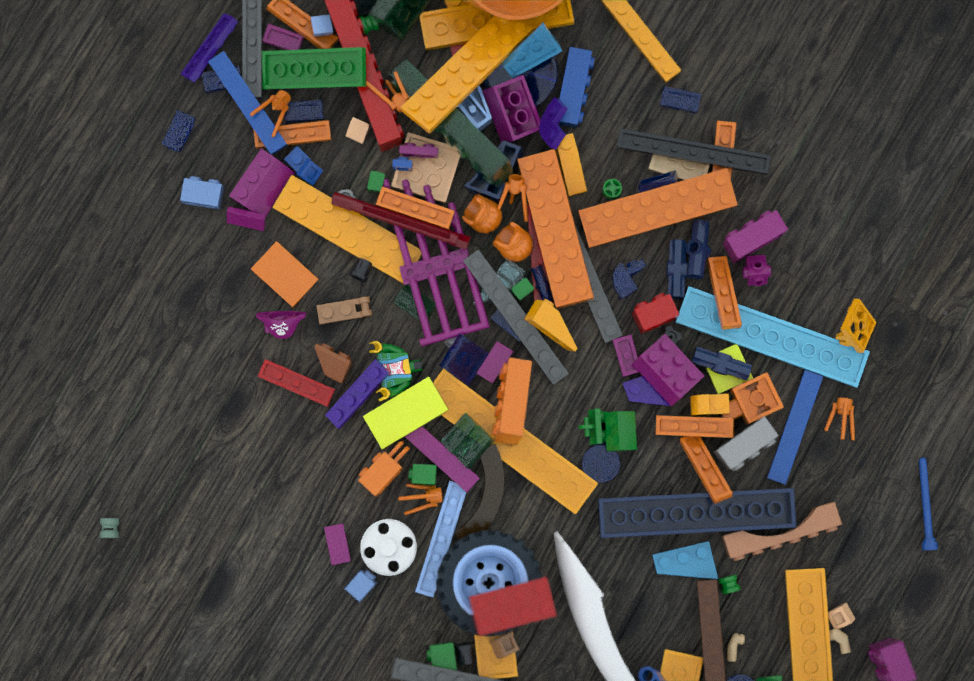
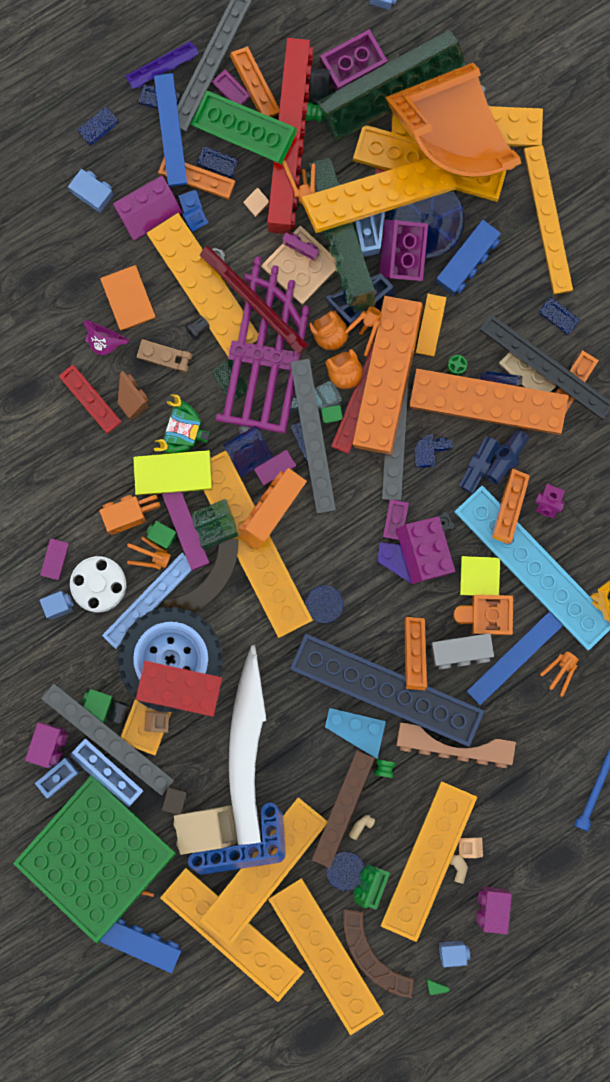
camera: 25 degrees right, 0 degrees up
(246, 218) = (118, 231): magenta tile -> none
(279, 102) = (199, 142): orange plant -> none
(321, 25) = (270, 93): light blue tile -> none
(357, 394) = (138, 435): dark purple plate -> none
(375, 181) = (248, 255): green slope -> none
(402, 164) = (280, 250): blue plate -> none
(415, 208) = (272, 295): orange plate -> none
(533, 51) = (446, 206): dark azure wing -> none
(542, 283) = (351, 419): clear blue pin -> none
(549, 127) = (427, 283): dark purple plate -> none
(549, 321) = (341, 455): light orange slope -> none
(592, 426) = (333, 567): green hips -> none
(620, 431) = (355, 583): green brick -> none
(655, 313) = (439, 494): red brick -> none
(695, 426) = (424, 612): orange plate -> none
(709, 404) = (447, 599): light orange brick -> none
(721, 363) = (476, 568): dark blue piece -> none
(754, 235) = (563, 469): magenta brick -> none

